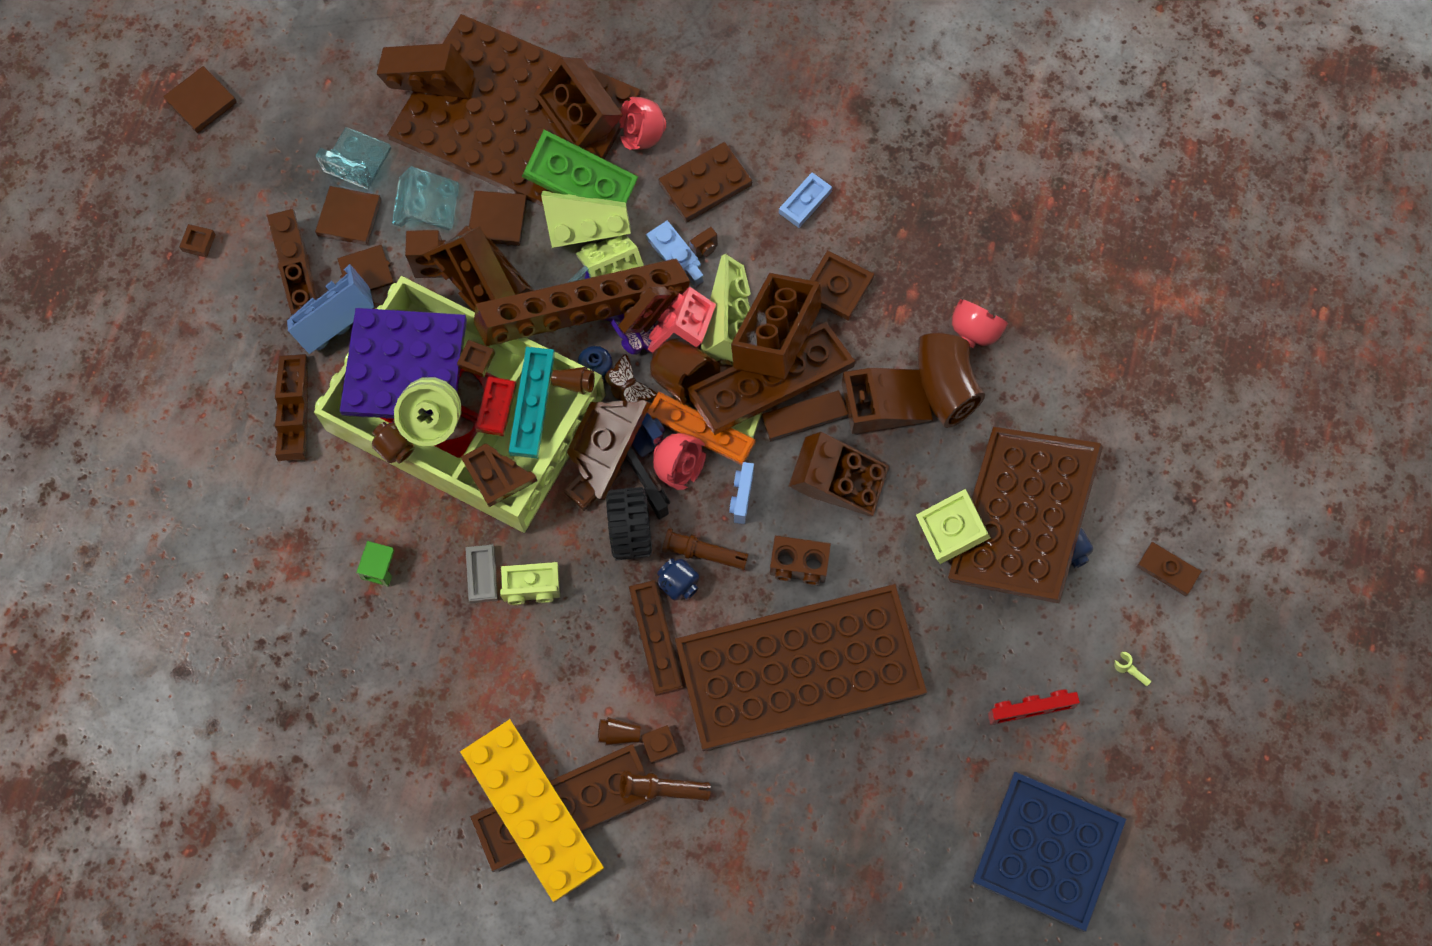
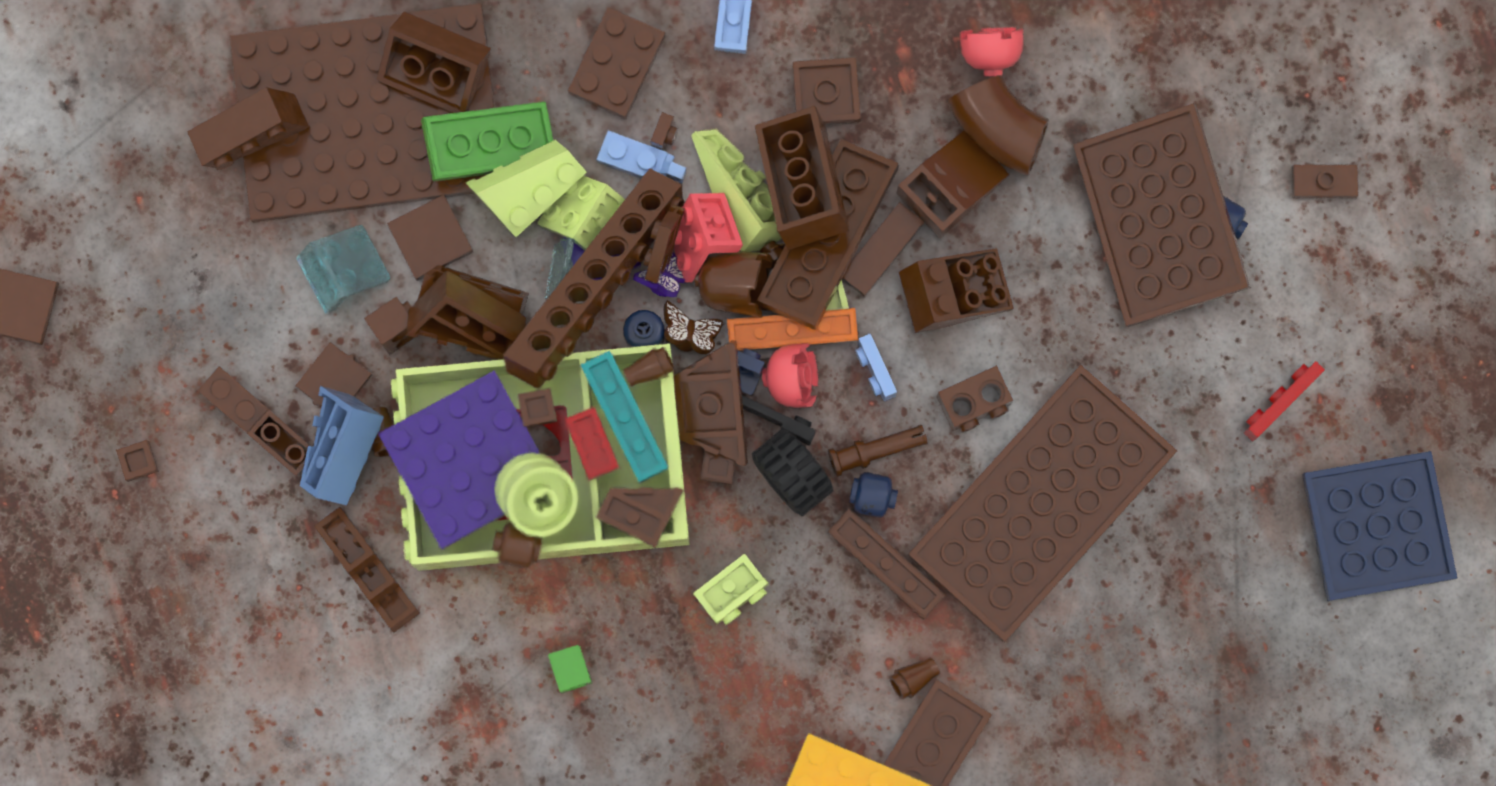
camera: 35 degrees left, 10 degrees up
(348, 215) = (273, 333): reddish brown tile -> none
(354, 158) = (235, 266): clear light blue bracket -> none
(481, 574) = (676, 611): light grey tile -> none
(641, 123) = (513, 44): coral cylinder -> none
(652, 786) = (985, 707): reddish brown pin -> none
(659, 744) = (959, 663): reddish brown plate -> none
(952, 526) = (1099, 272): yellowish green plate -> none
(1130, 668) = (1349, 303): yellowish green hand -> none

